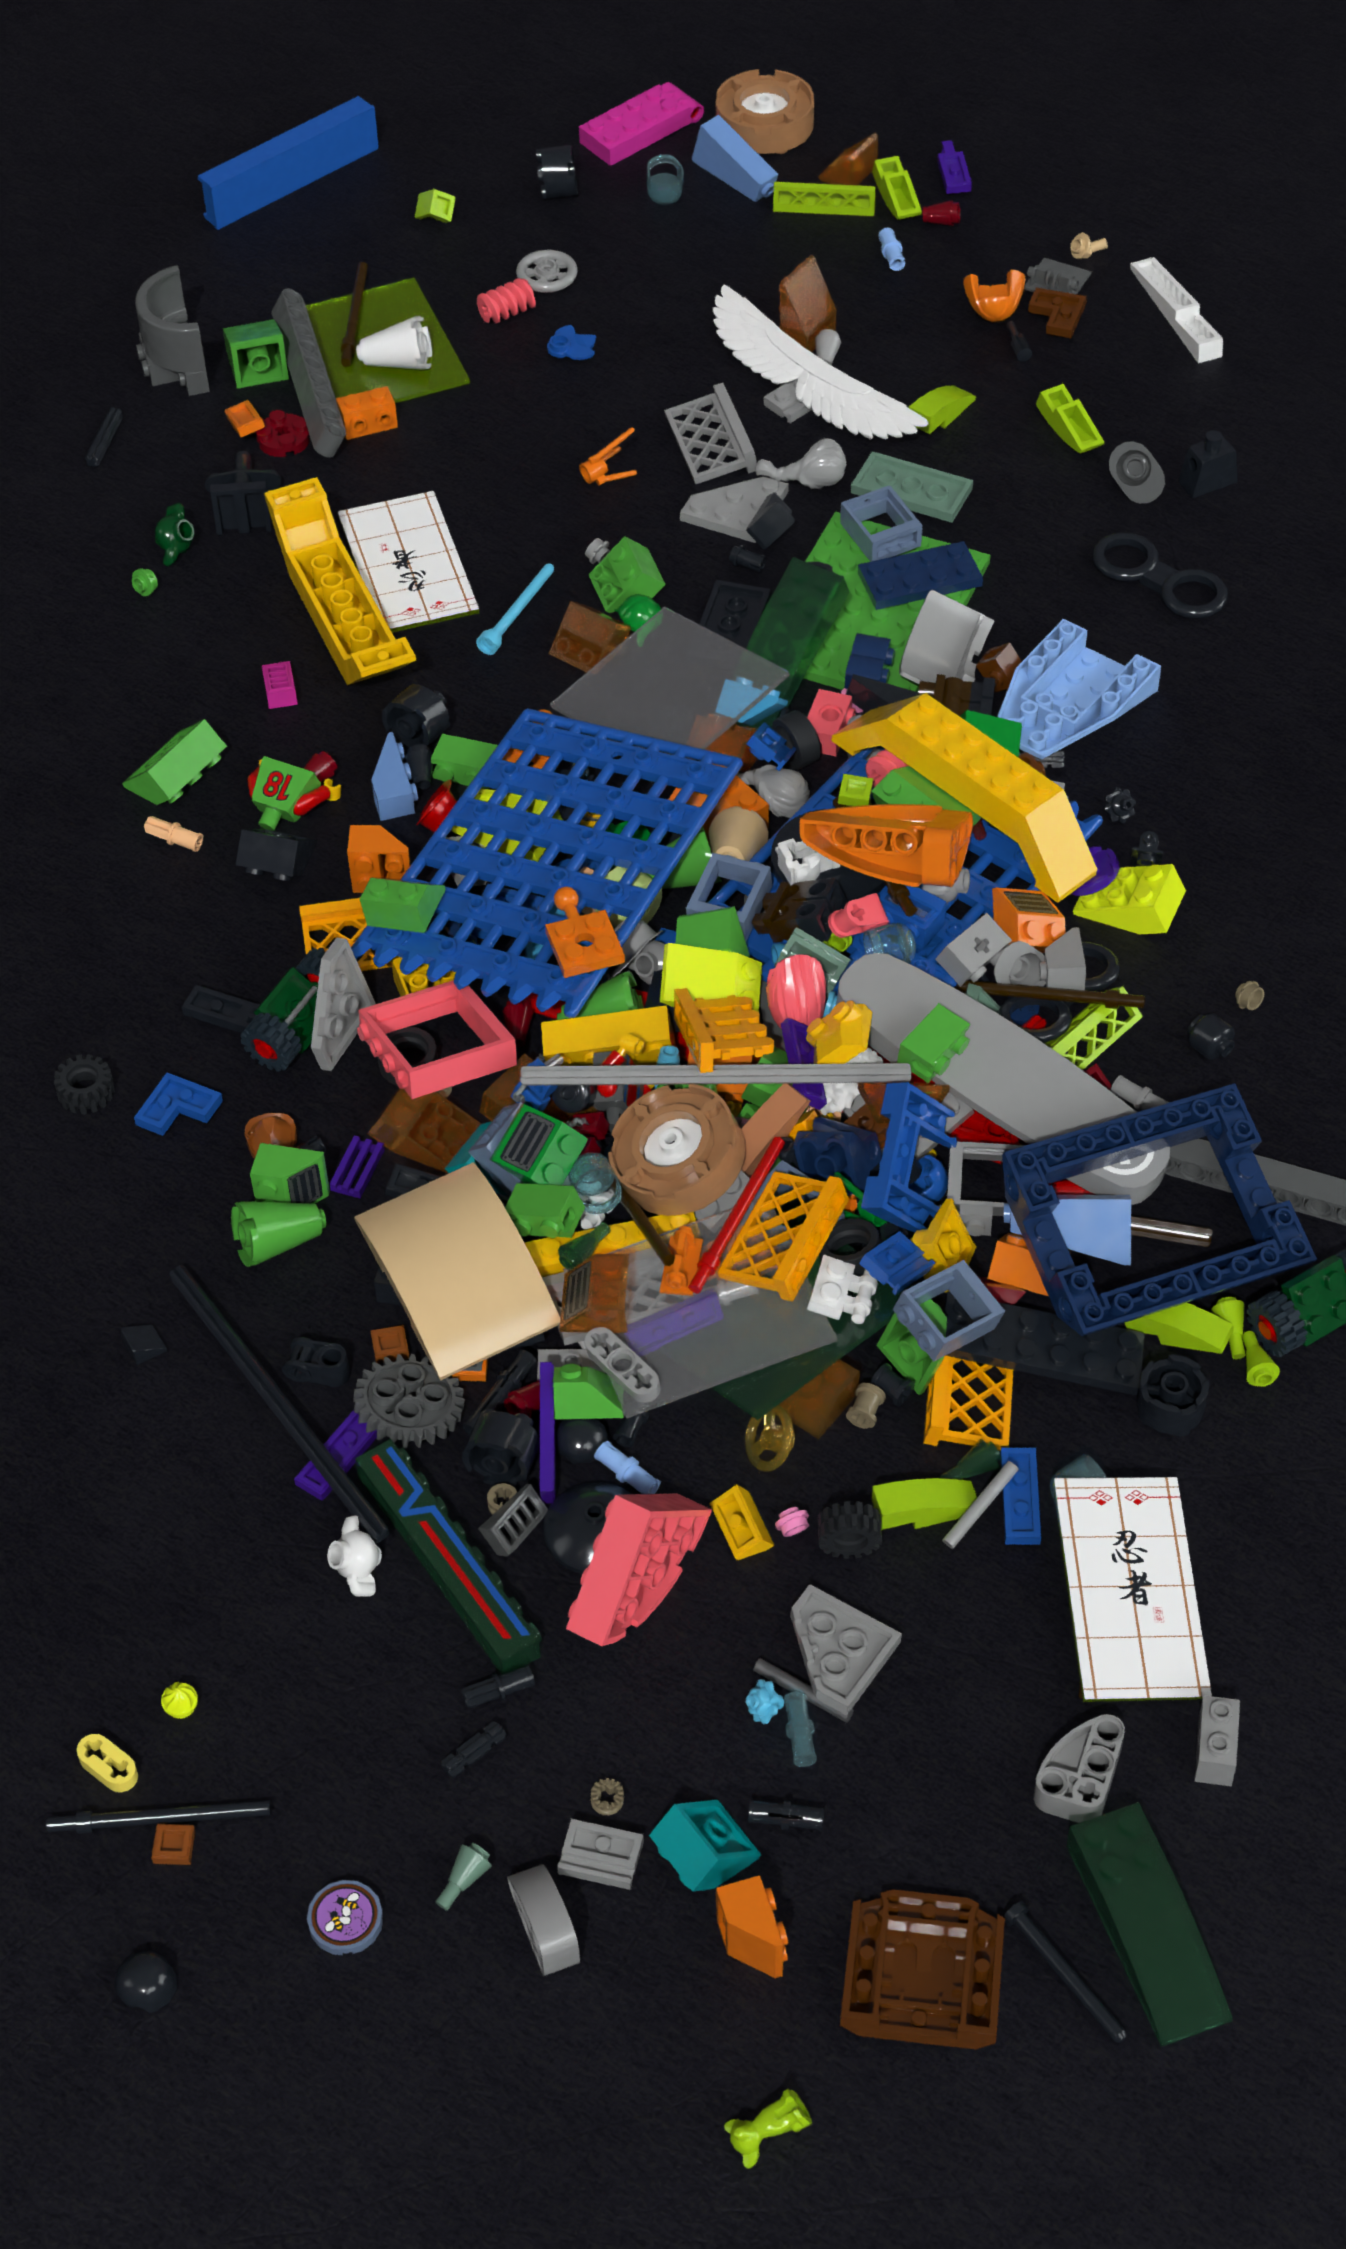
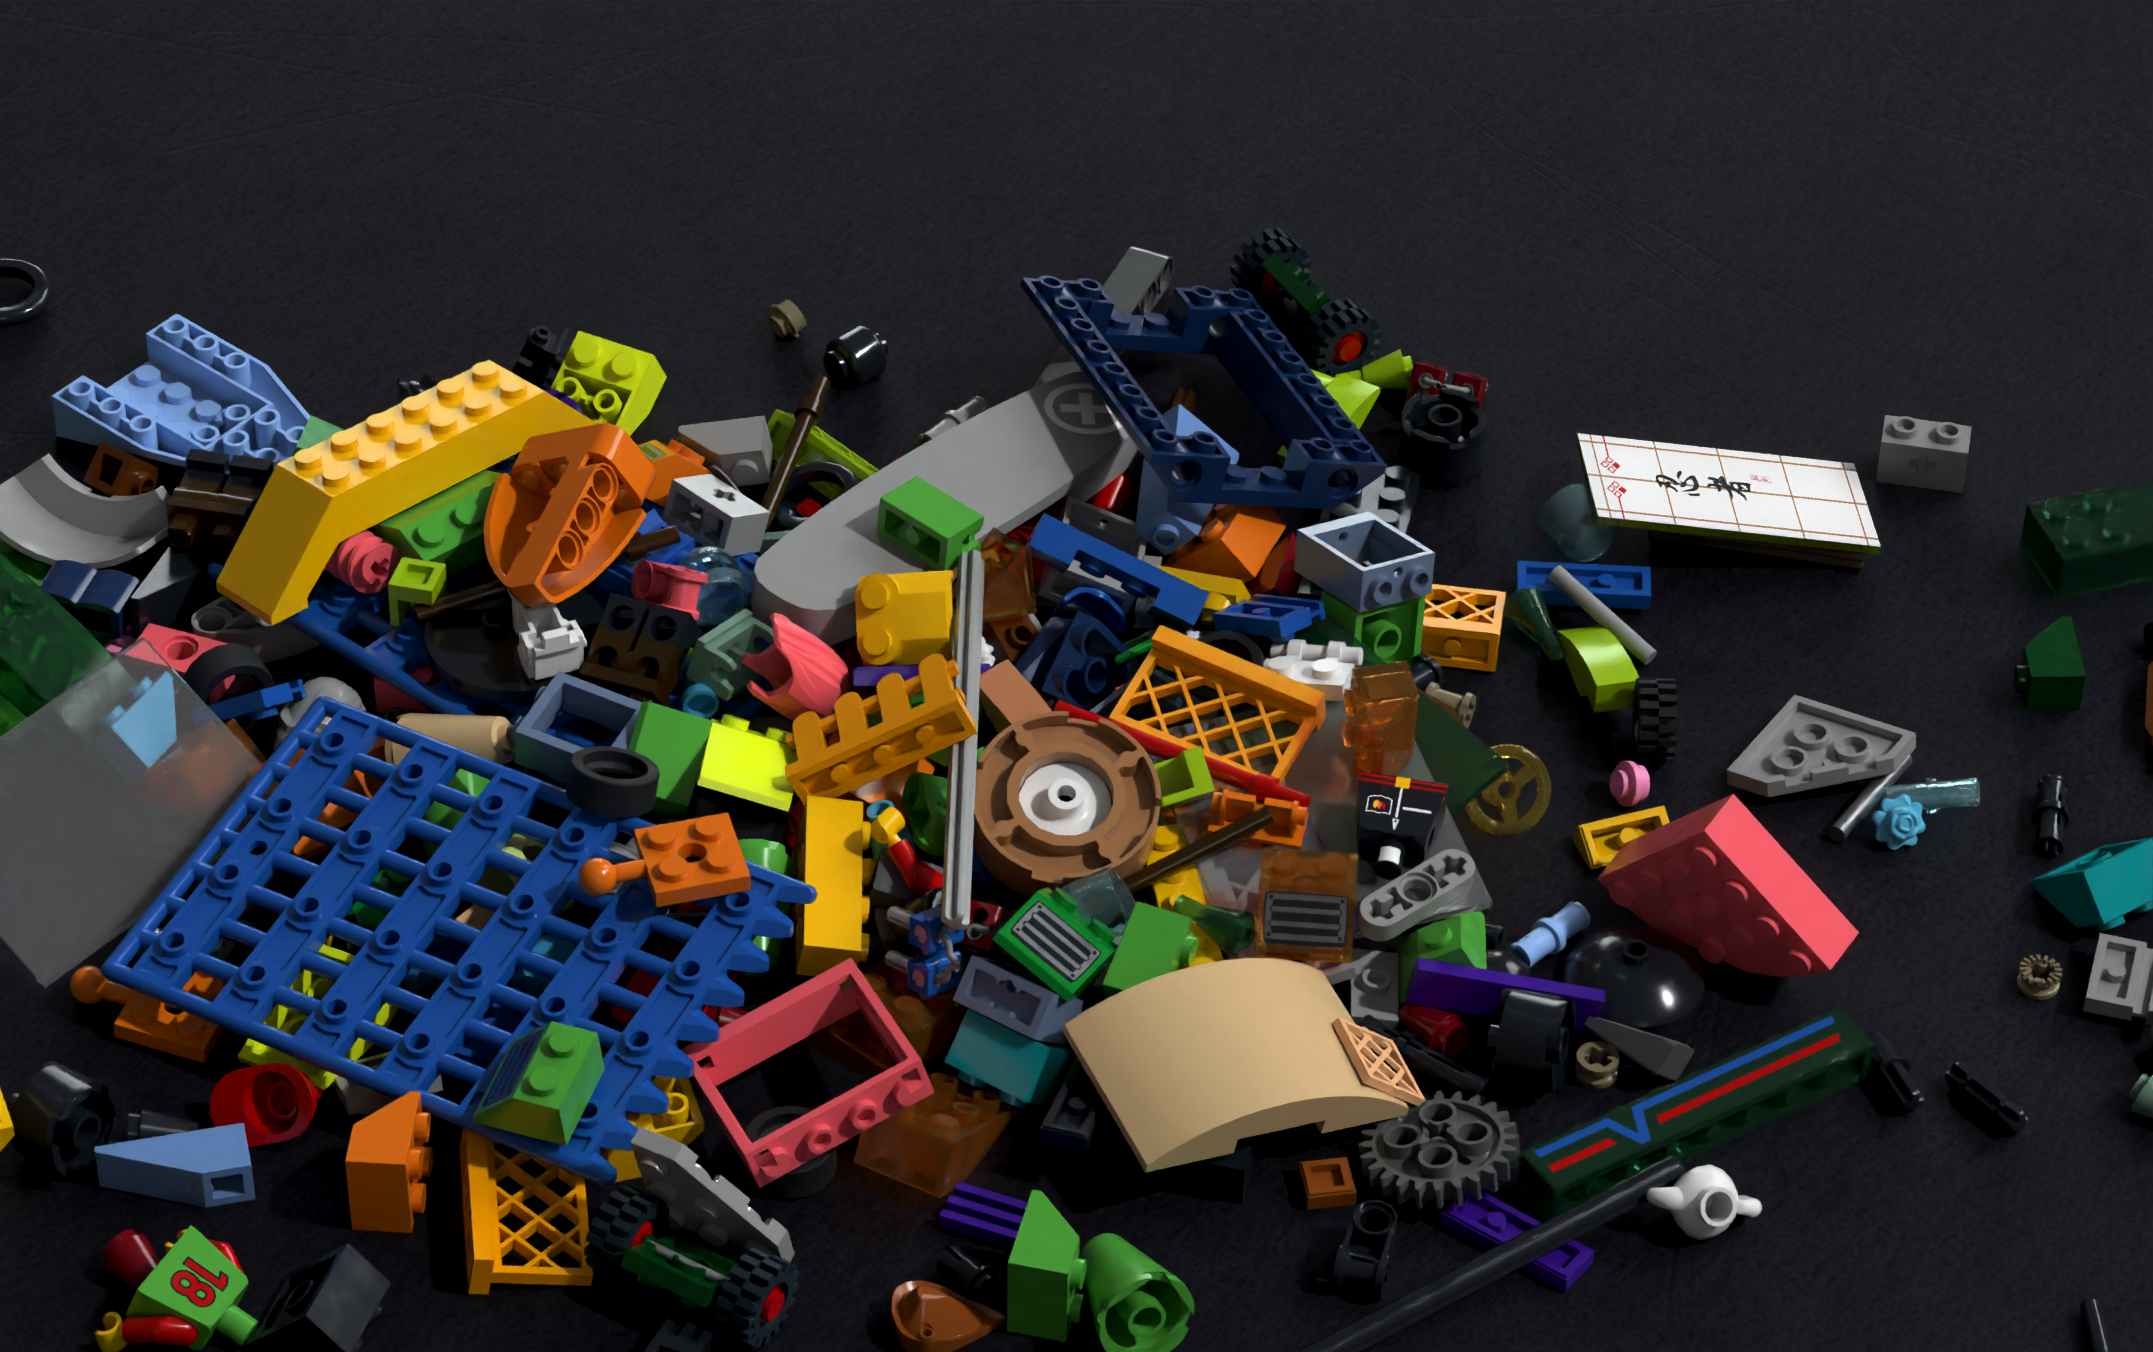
camera: 90 degrees left, 10 degrees down
(444, 1360) = (1408, 1088): none -> light nougat window
(460, 759) = (167, 1071): bright green brick -> none
(645, 913) = (612, 782): none -> black tyre
(678, 1342) = (1397, 821): none -> black torso
(706, 1215) = (1184, 779): none -> lime panel
(753, 1318) = (1380, 718): none -> clear orange slope
(960, 1824) = (2052, 669): none -> dark green slope
(1069, 1770) = (1968, 563): light grey beam -> none
(1237, 1410) = (1433, 377): none -> dark red piece

